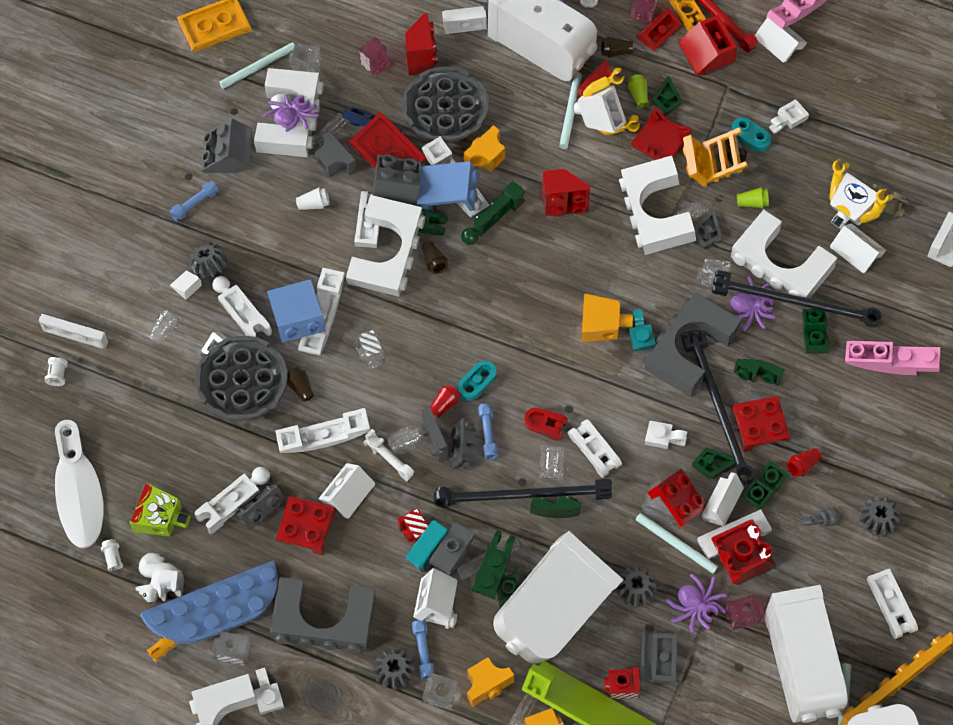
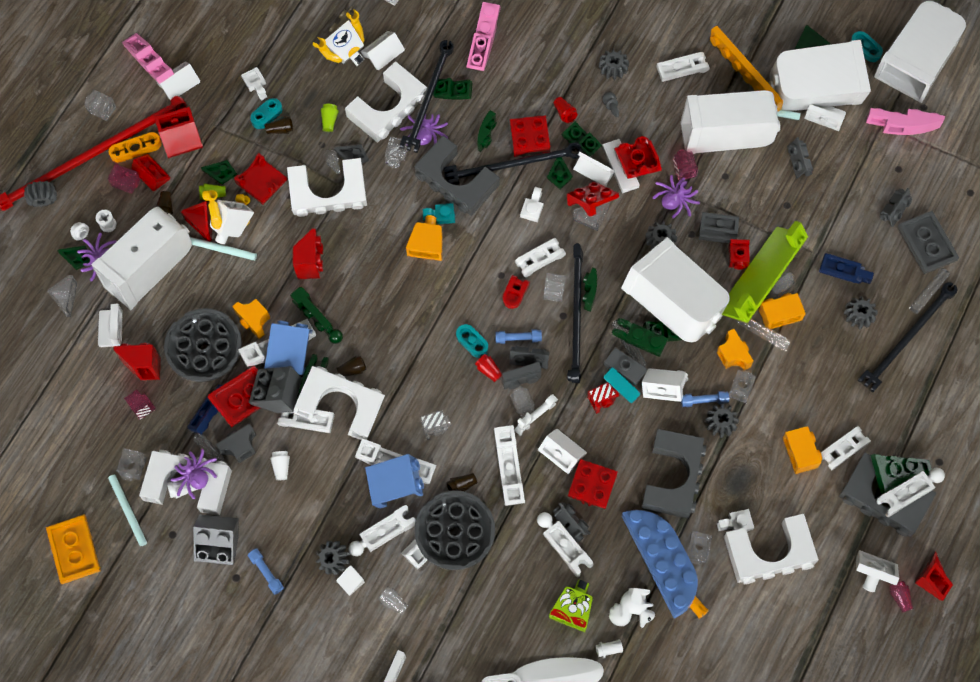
camera: 85 degrees left, 5 degrees up
(677, 543) = (621, 210): light aqua bar -> none
(702, 158) = (289, 149): light orange plate -> none

